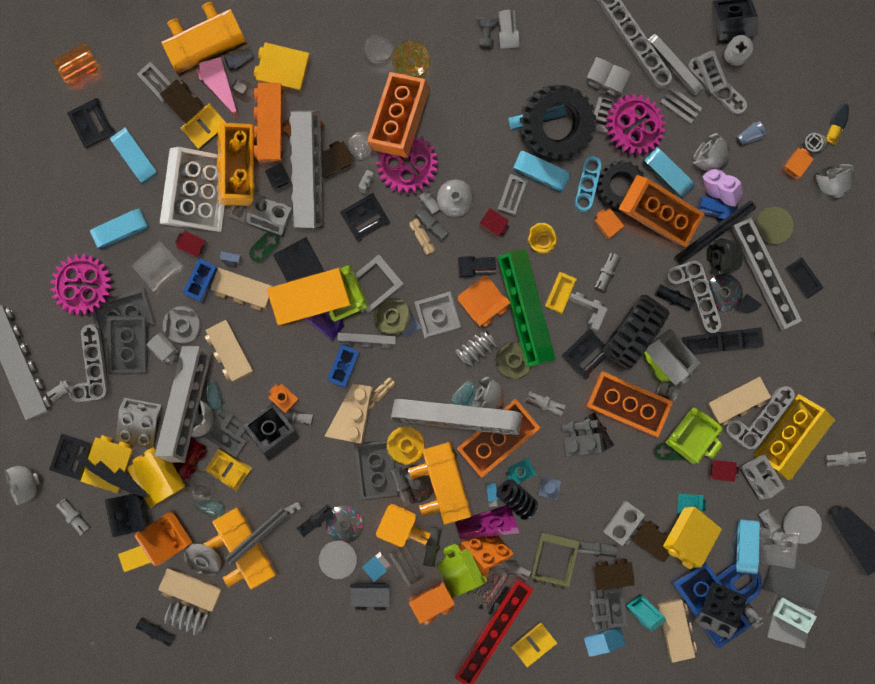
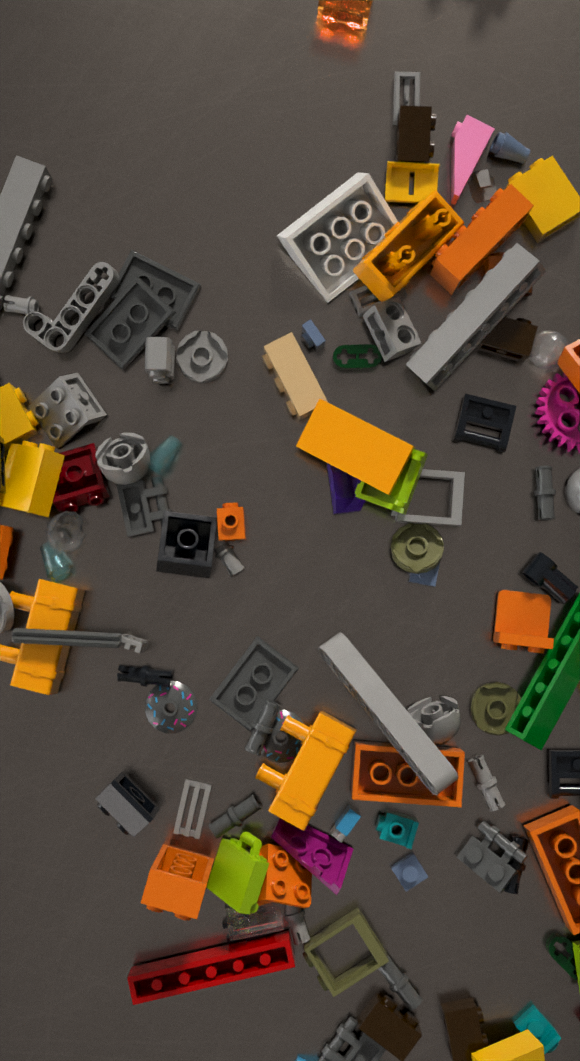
camera: 45 degrees right, 0 degrees up
(83, 267) = (123, 236): dark pink gear -> none
(85, 126) = (296, 73): black plate -> none
(118, 228) = (232, 203): medium azure beam -> none
(133, 155) = (315, 145): medium azure beam -> none
(152, 261) = (237, 267): clear plate -> none
(183, 404) = (124, 433): light grey brick -> none
(190, 244) = (287, 285): dark red brick -> none
(200, 280) = (261, 328): blue brick -> none
(202, 41) = (494, 96): light orange piece -> none
(228, 351) = (222, 425): tan brick -> none
(235, 475) = (114, 553): yellow piece -> none
(278, 176) = (437, 300): black brick -> none
(298, 260) = (377, 401): black tile -> none
(337, 559) = (129, 736): light grey tile -> none
(343, 366) = (321, 549): blue brick -> none
(352, 415) = (282, 607): tan wing -> none
(365, 182) = (521, 388): light grey tile -> none
(366, 340) = (369, 546): light grey plate -> none
(377, 566) = (161, 781): dark azure piece -> none
(381, 391) = (331, 611): tan axle -> none
(399, 526) = (220, 771): light orange piece -> none
(405, 445) = (307, 688): yellow tile -> none
(422, 236) = (522, 496): tan axle -> none
(429, 202) = (563, 469): light grey pin -> none
(437, 315) = (463, 589): light grey tile -> none
(463, 394) = (413, 693): clear light blue cone -> none
(476, 348) = (471, 660): light grey piece -> none
(517, 499) = (367, 855): black piece -> none
(540, 637) = (255, 1015): yellow piece -> none
(619, 520) = (450, 975): light grey brick -> none

